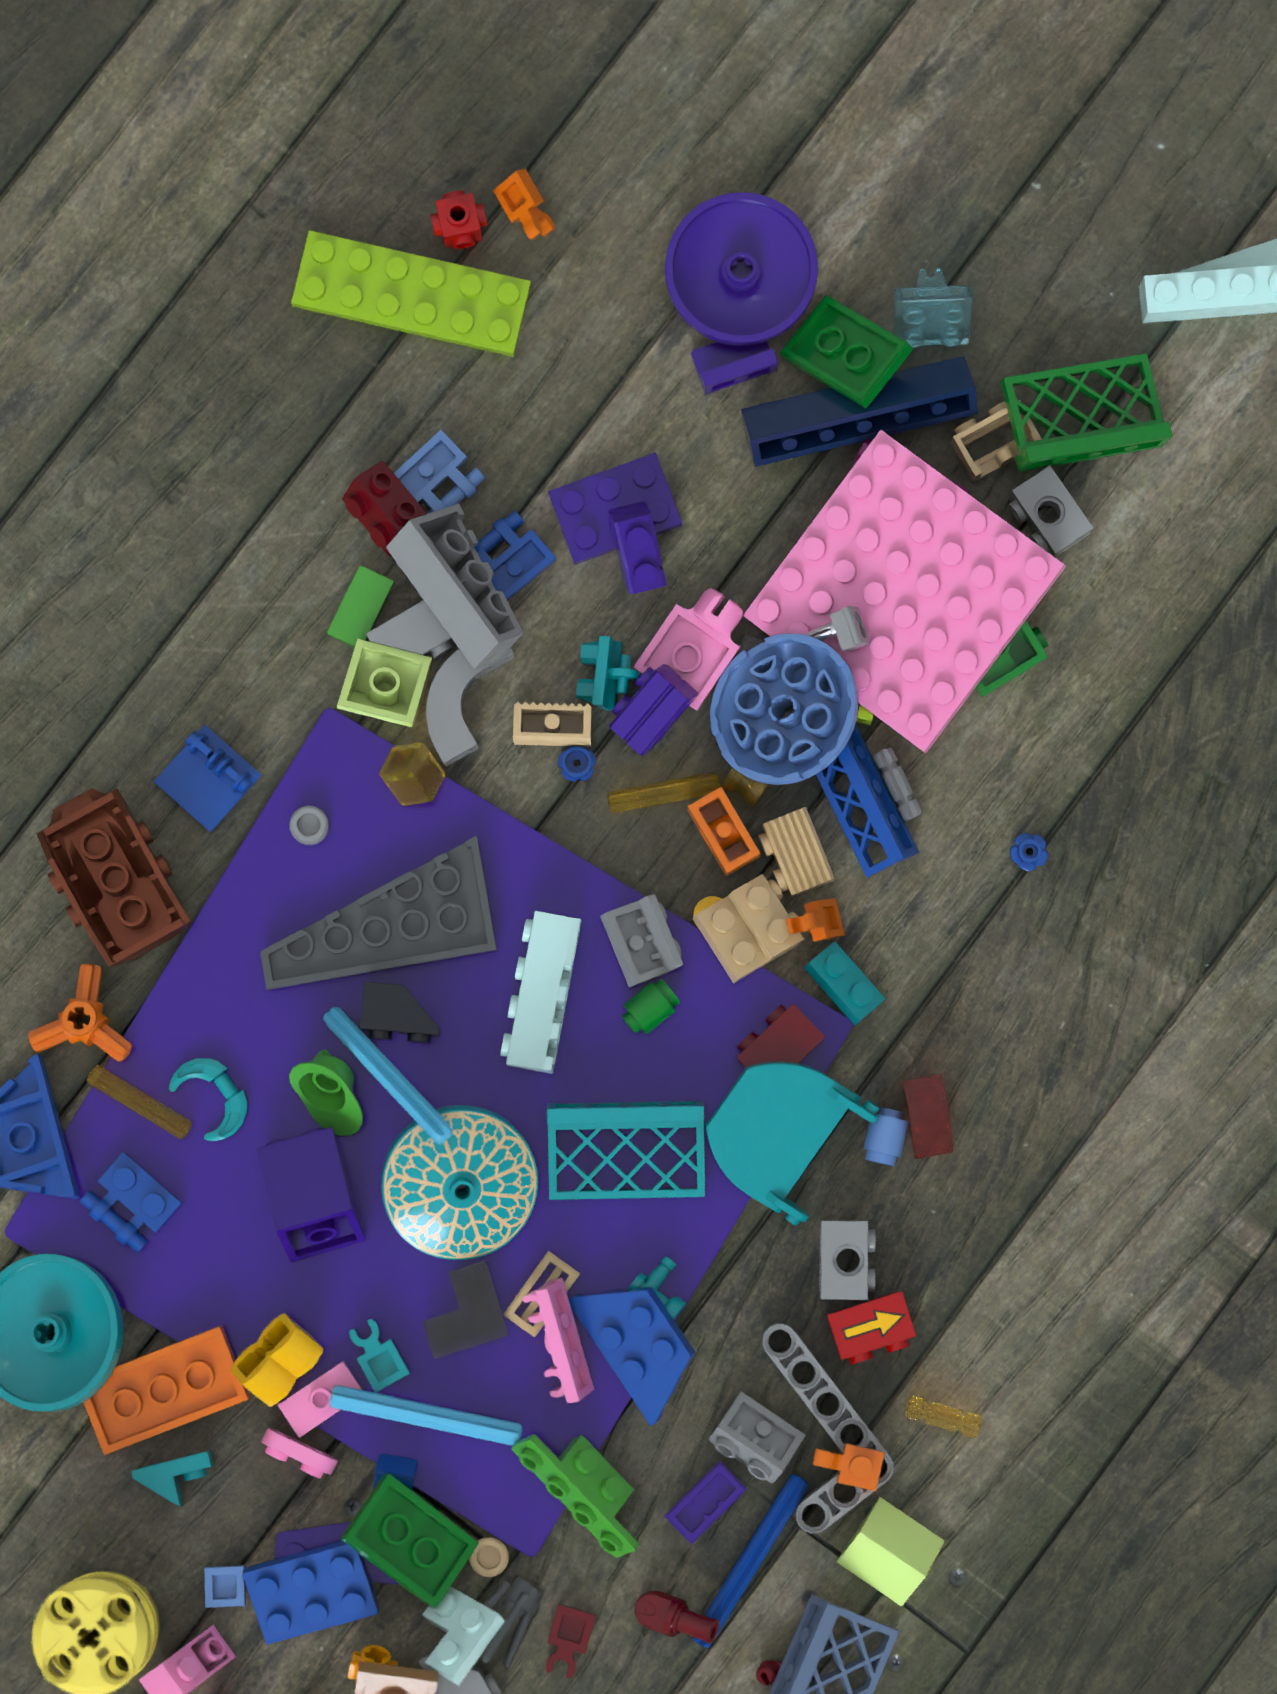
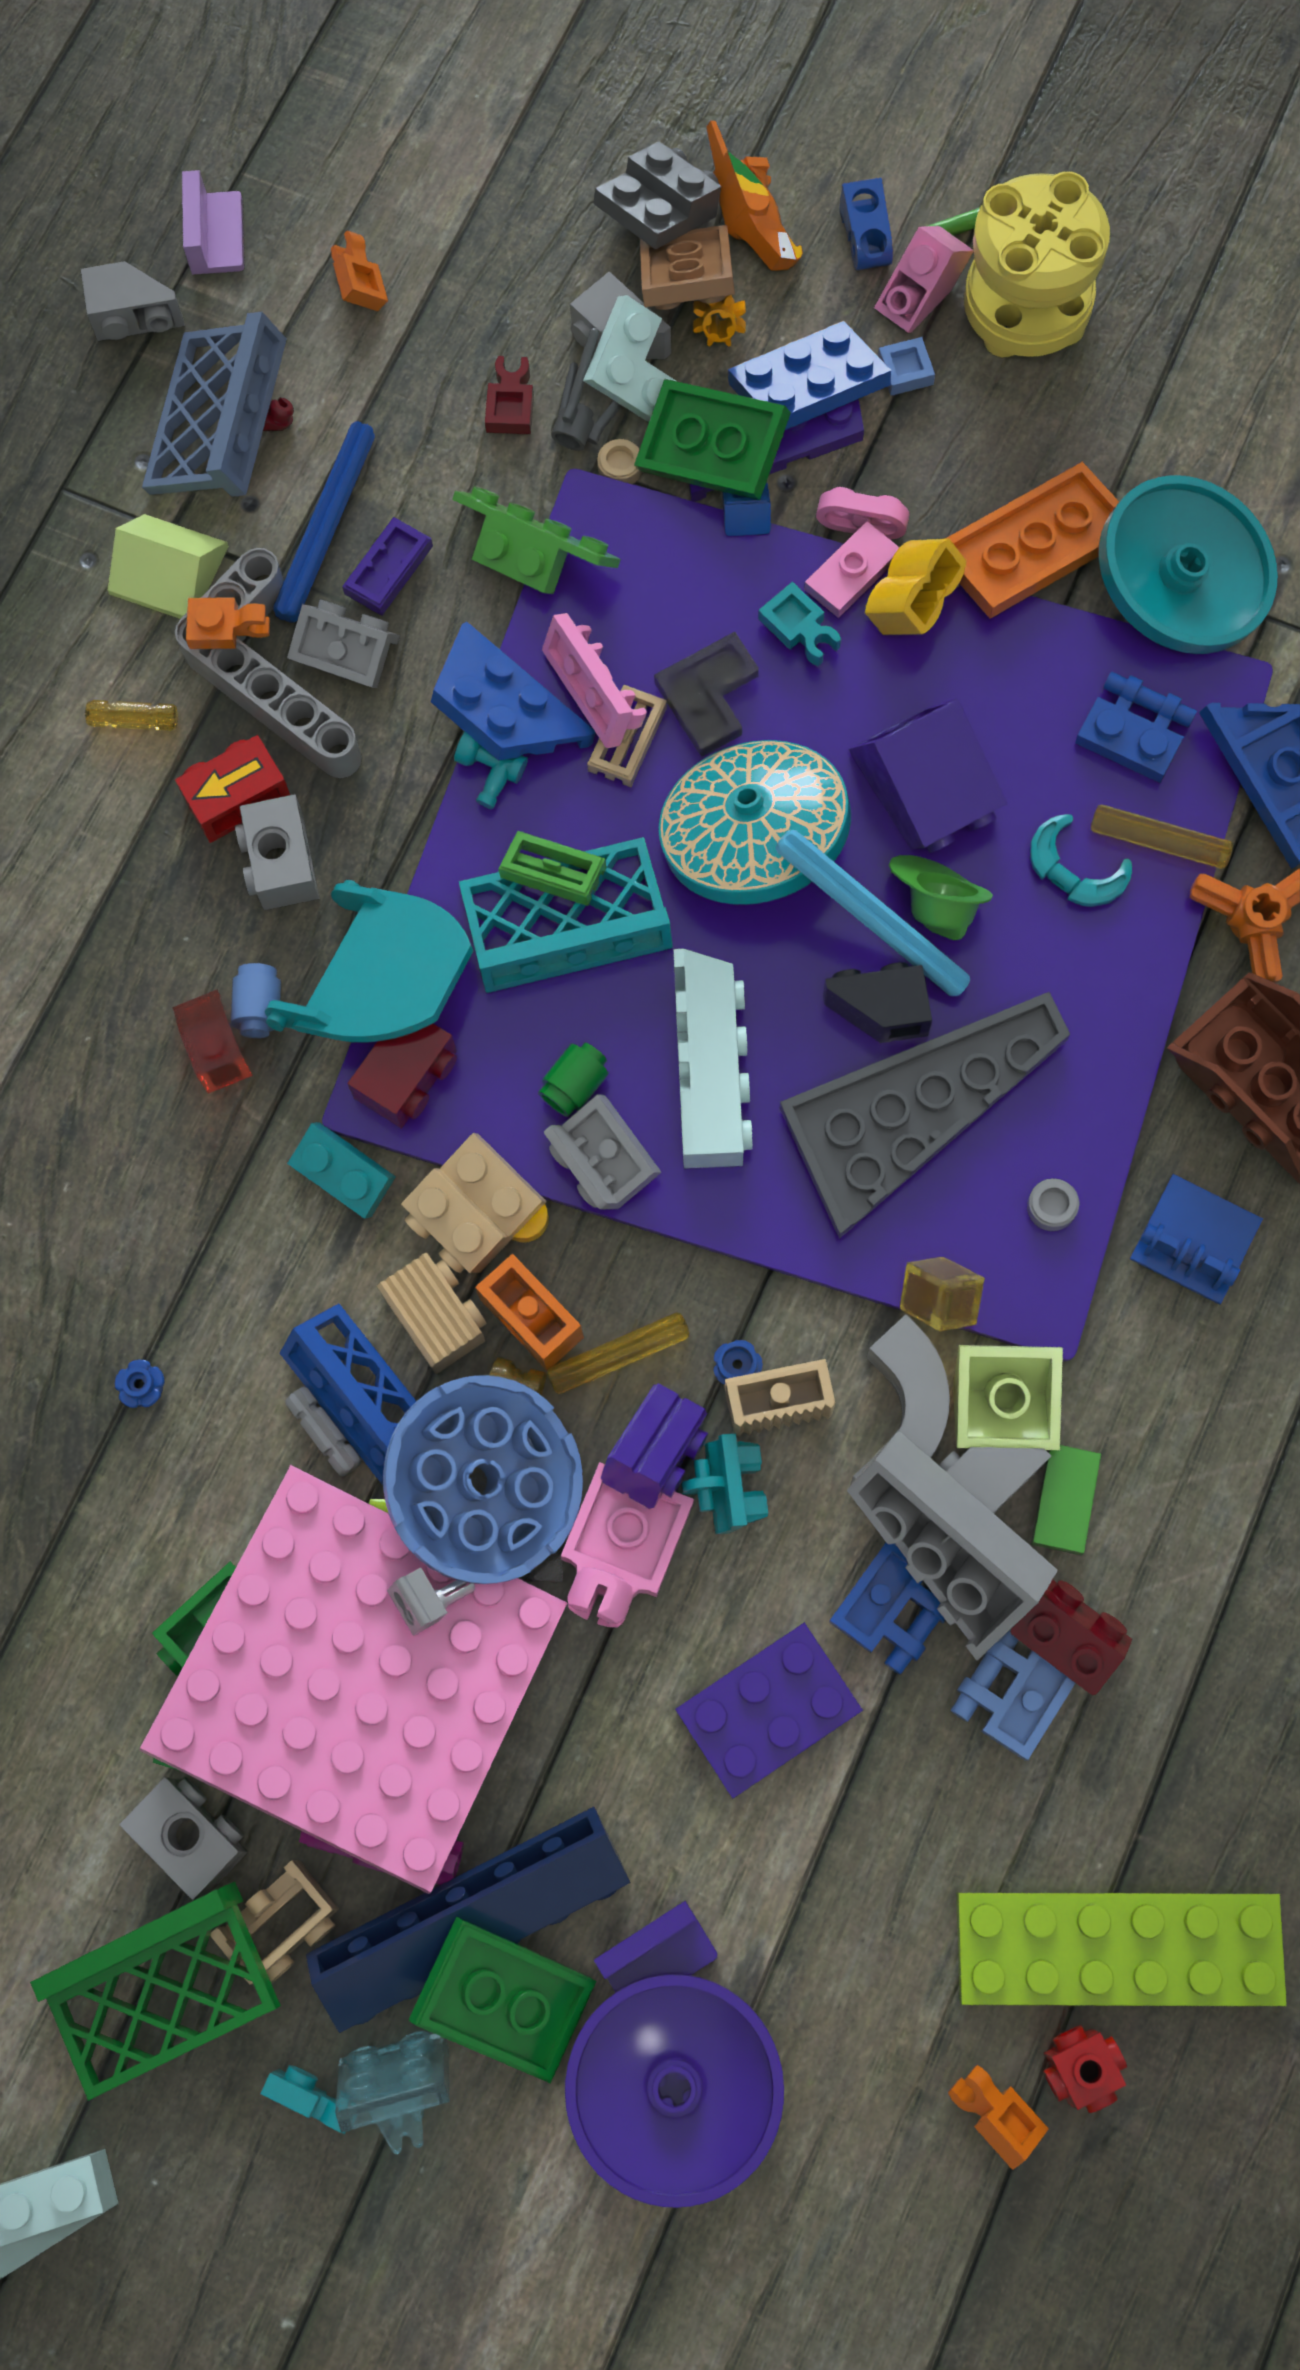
camera: 170 degrees right, 10 degrees down
(164, 1476) = (1004, 457): teal slope -> none
(425, 1415) = (728, 572): medium azure axle -> none
(600, 1167) = (548, 874): none -> bright green tile
(637, 547) = (725, 1653): dark purple brick -> none
(671, 1616) = (401, 440): dark red arm -> none
(821, 920) = (384, 1234): orange plate -> none
(999, 325) = (298, 2092): none -> teal plate

